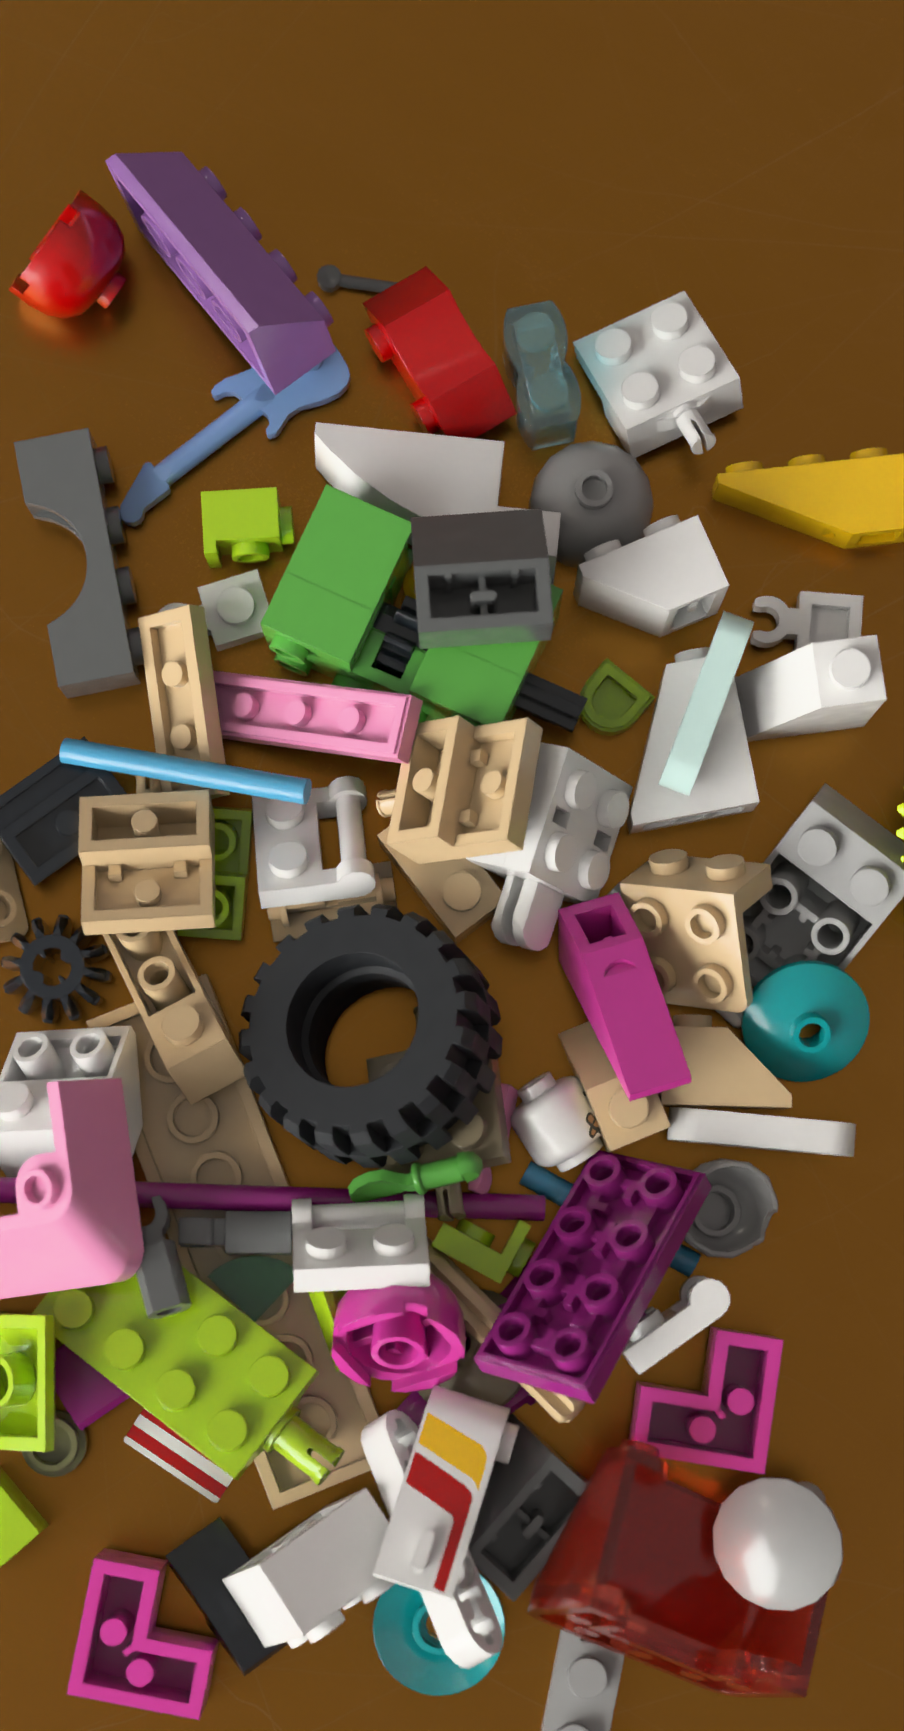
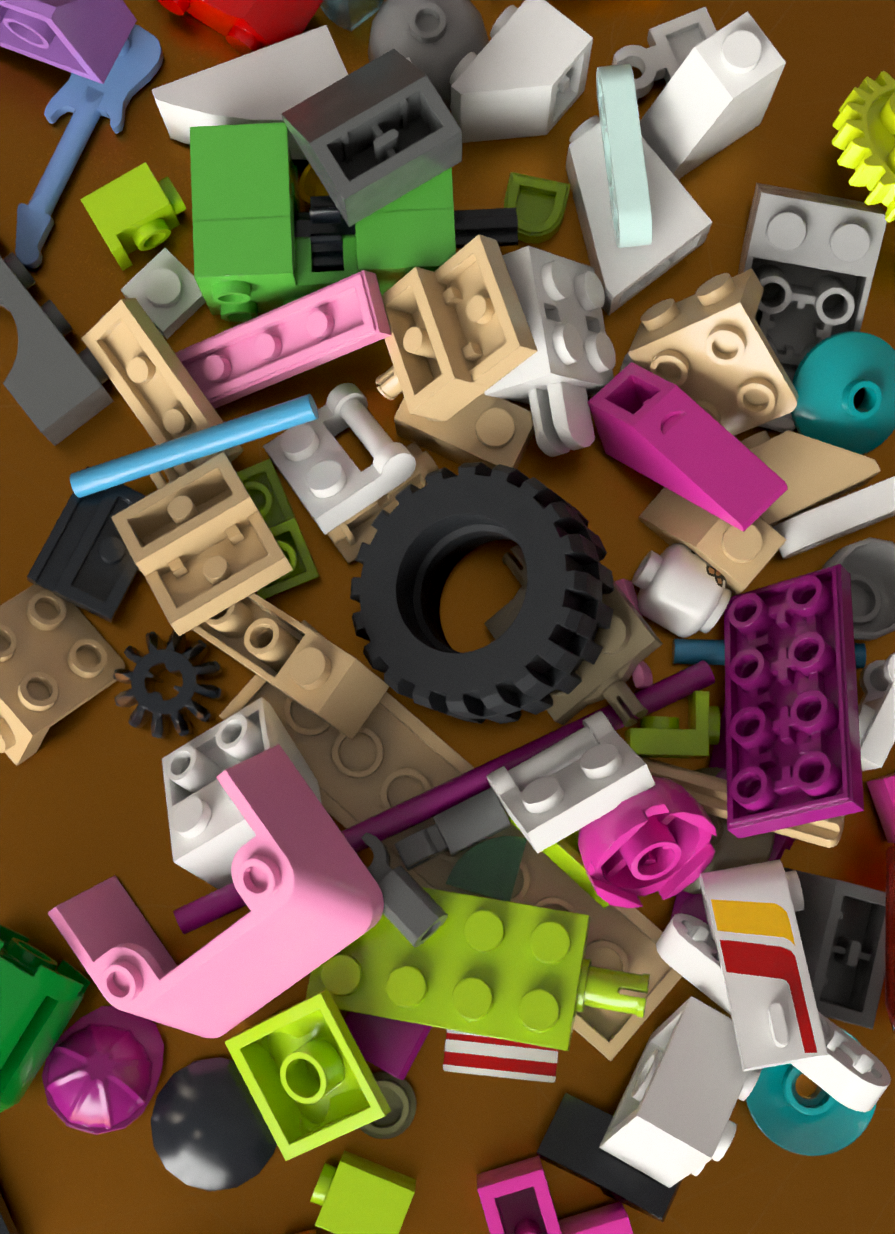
camera: 25 degrees left, 0 degrees up
(423, 1177) = (594, 695): bright green piece -> none

